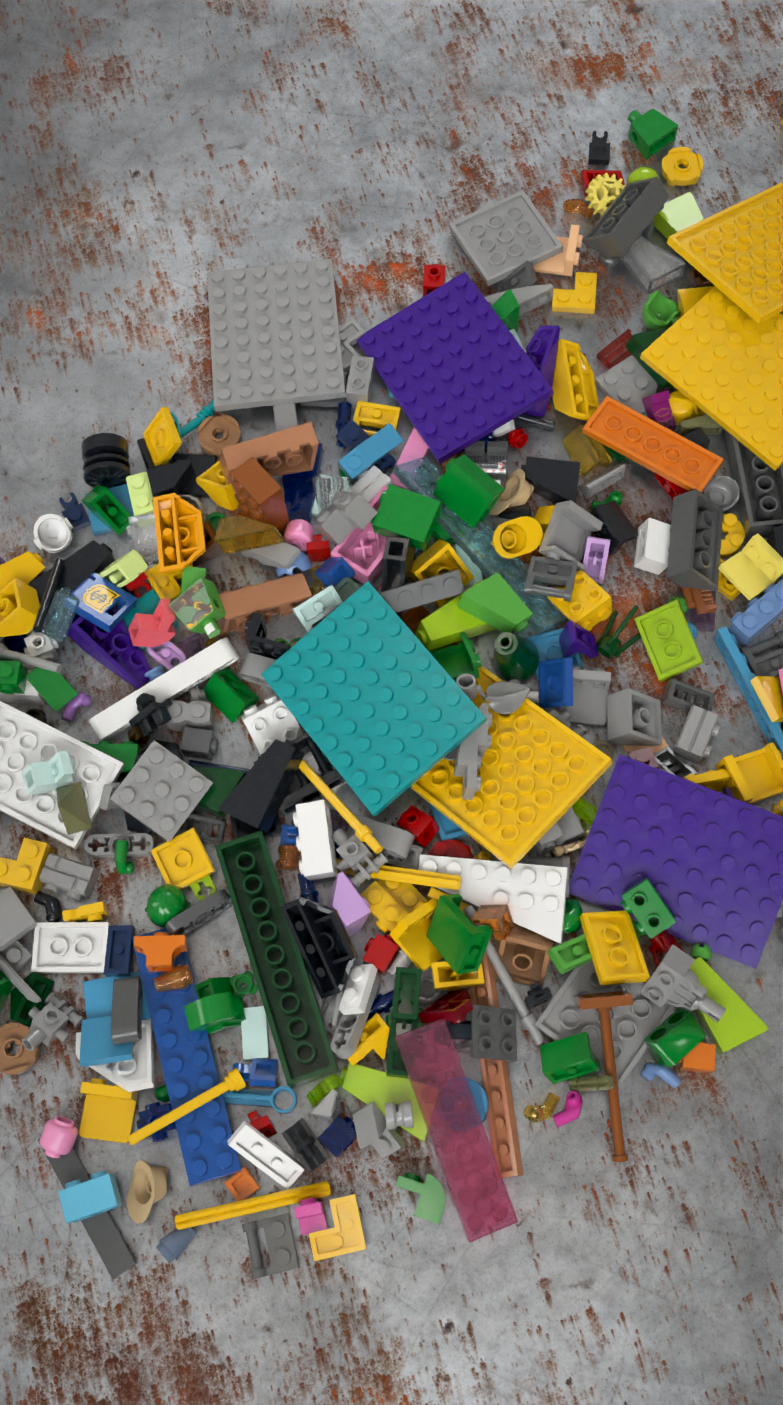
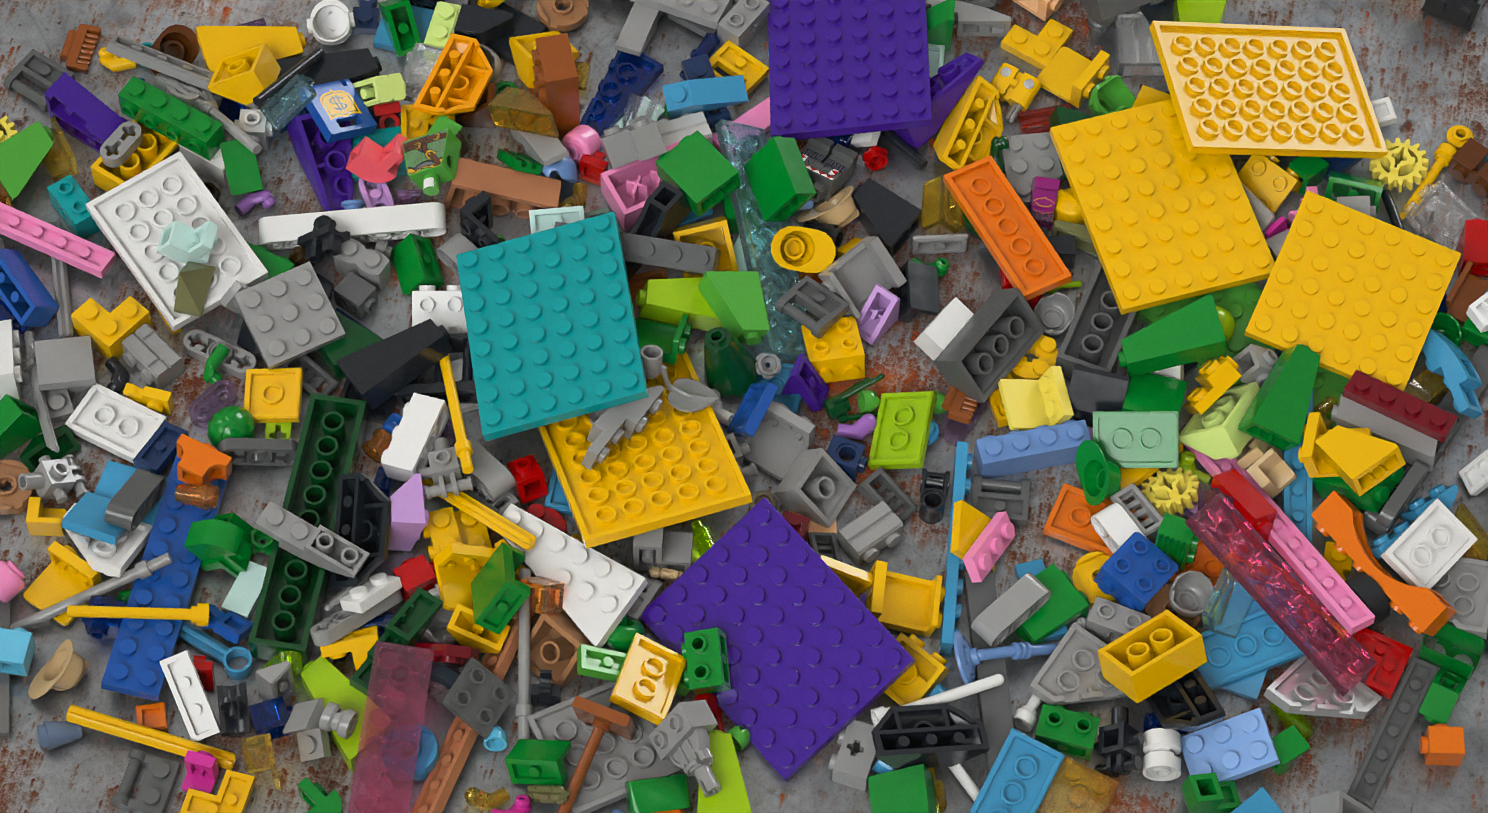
camera: 20 degrees right, 10 degrees down
(59, 1059) = (43, 520): none -> yellow panel
(137, 890) = (210, 402): none -> clear purple plate
(167, 1070) = (142, 570): none -> light grey bar
(261, 573) = (519, 162): none -> green tile
(278, 452) = (605, 48): nougat wedge -> none
(291, 975) = (311, 543): none -> light grey slope
(333, 571) = (594, 195): blue panel -> none
(353, 1172) = (260, 756): none -> clear yellow panel
(523, 1055) = (496, 740): none -> medium azure hinge
(547, 640) = (773, 360): none -> light grey plate
(587, 335) = (1015, 88): none -> yellow piece
(600, 385) = (996, 146): none -> dark green arm
(619, 307) = (1073, 75): none -> yellow bracket
(629, 631) = (867, 401): none -> bright green hinge
(636, 655) = (860, 429): none -> medium lavender arm
(647, 675) = (842, 448): none -> dark blue brick
(720, 674) = (933, 492): none -> black piece

